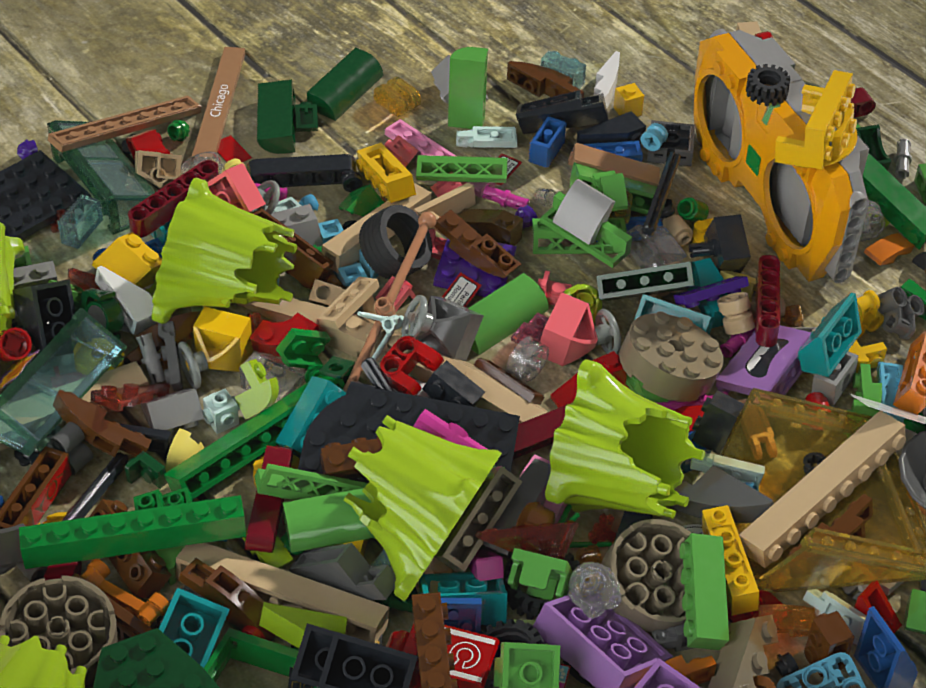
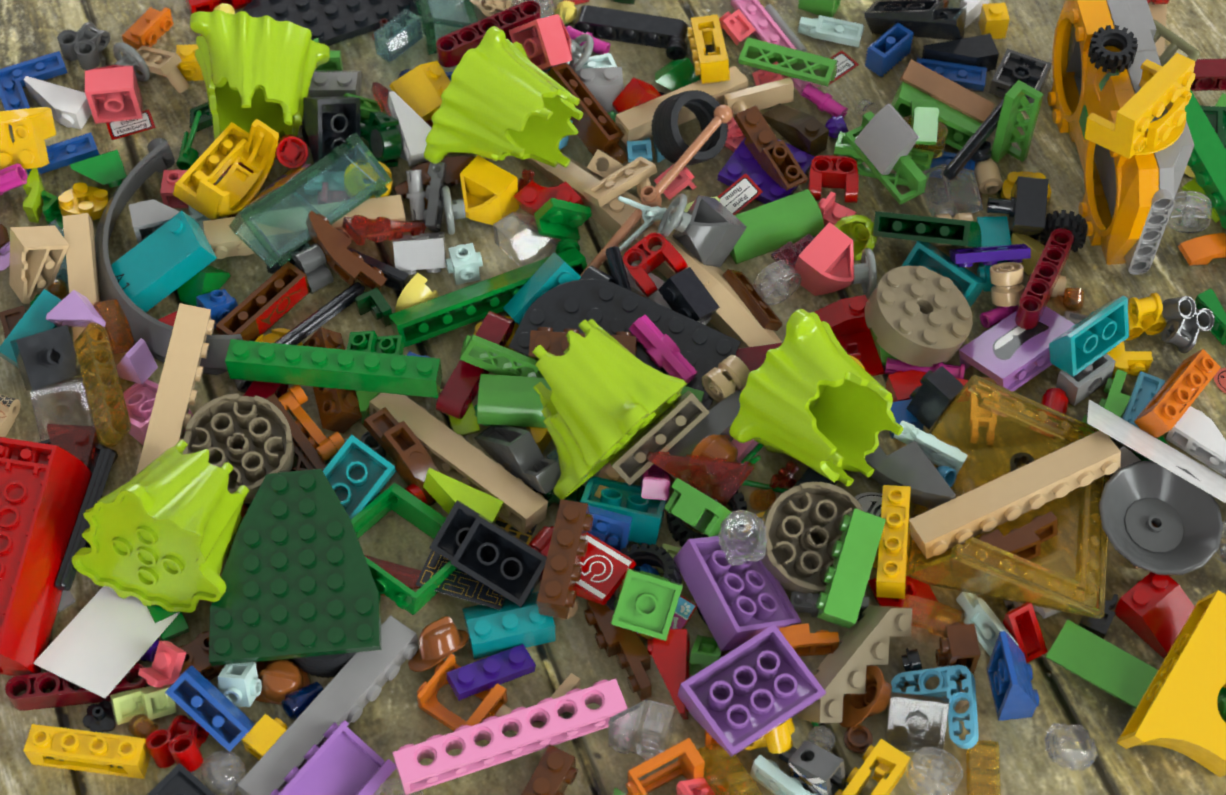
camera: 20 degrees right, 10 degrees up
(262, 391) = (506, 255): lime brick -> none
(309, 199) = (627, 64): dark azure hinge -> none
(330, 226) = (635, 94): none -> red slope
(339, 367) = (590, 249): dark green bracket -> none
(441, 142) = (785, 28): none -> light grey bar
(520, 451) = (725, 379): none -> tan wheel
(542, 255) = (834, 173): none -> red piece
(654, 137) = (999, 69): medium azure wheel -> none
(684, 169) = (1011, 118): none -> bright green fence
(692, 209) = (1011, 158): green brick -> none
(764, 248) = (1074, 224): none -> black tyre

